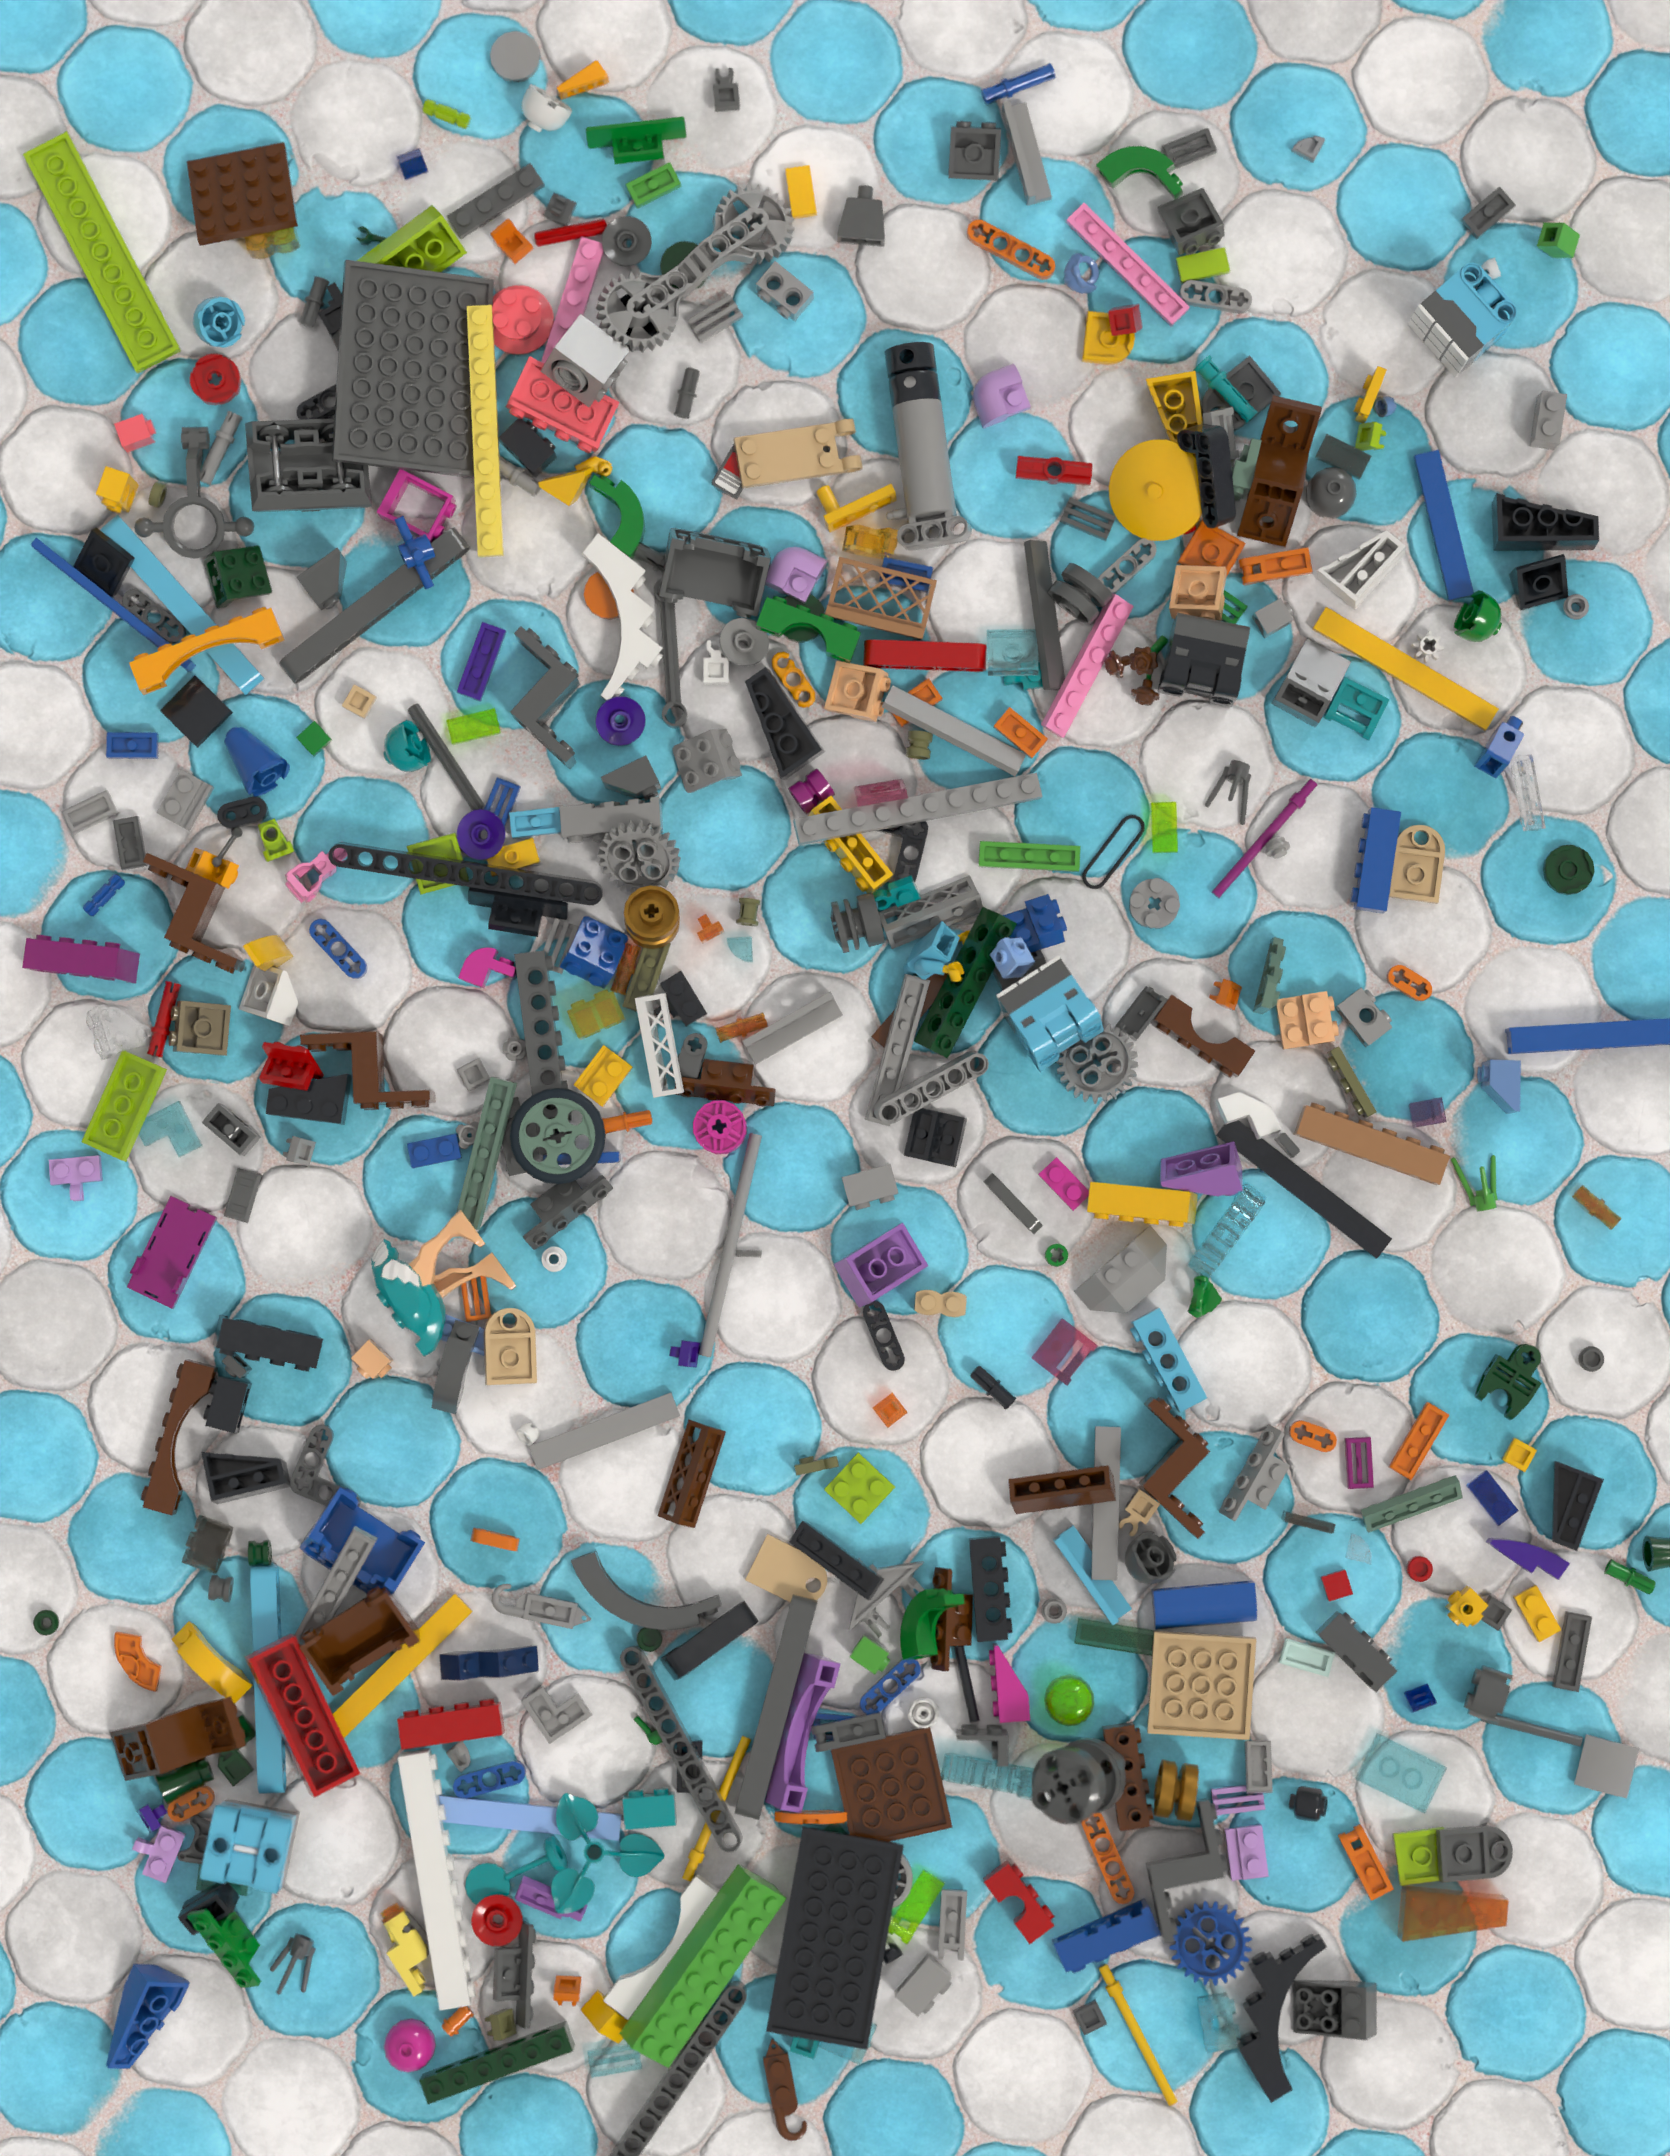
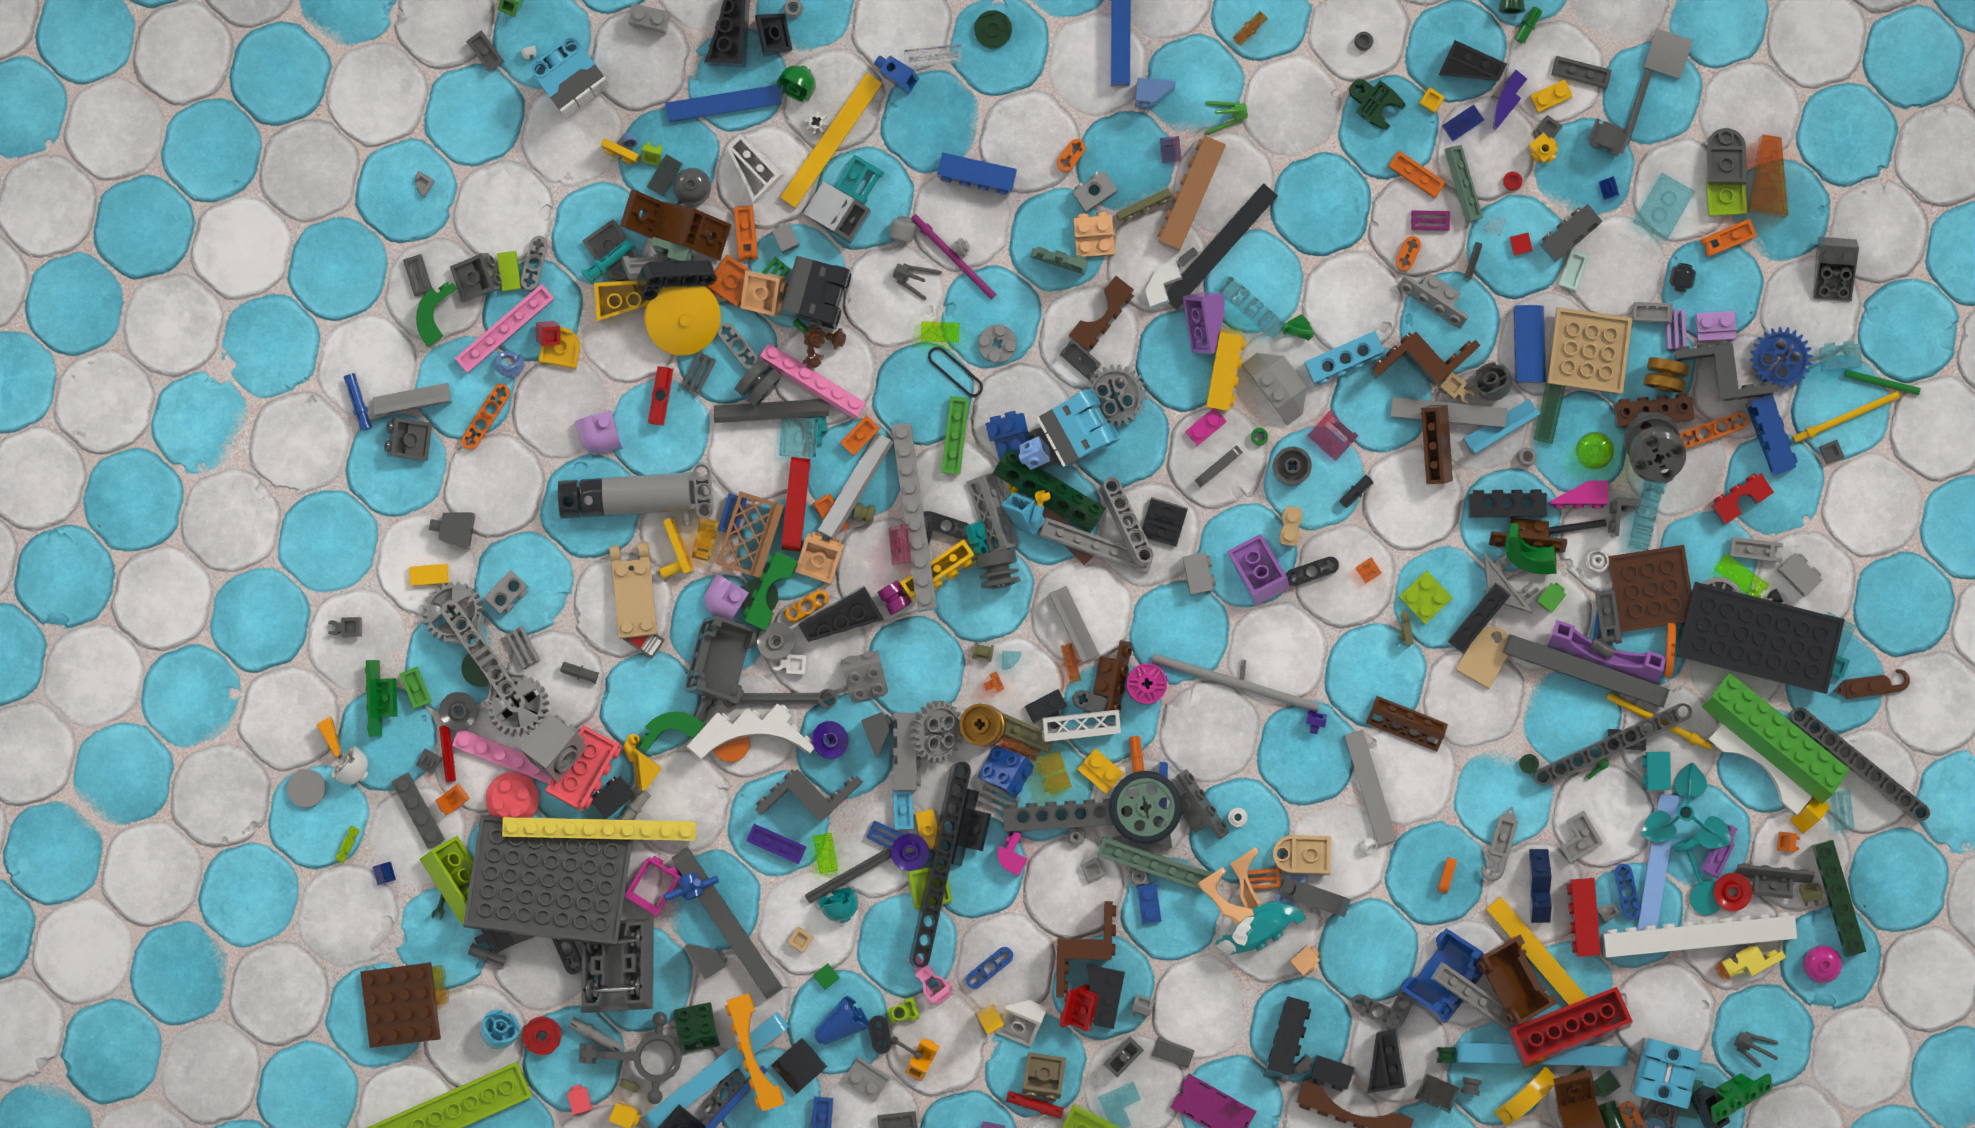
camera: 85 degrees left, 0 degrees up
(193, 913) = (957, 1075): reddish brown bracket -> none
(457, 2020) = (1805, 926): orange pin -> none
(618, 1602) = (1505, 777): dark grey arch -> none
(709, 1641) = (1534, 718): black beam -> none
(807, 1727) = (1602, 648): none -> dark grey pin
(891, 1696) = (1561, 576): blue beam -> none
(1034, 1299) = (1291, 455): none -> dark grey brick
(1187, 2080) = (1882, 382): none -> green bar
(1228, 994) = (1070, 292): orange tile -> none
(1264, 2010) = (1833, 321): black arch -> none
(1294, 768) = (902, 230): none -> light grey head
(1418, 867) = (983, 142): tan tile -> none

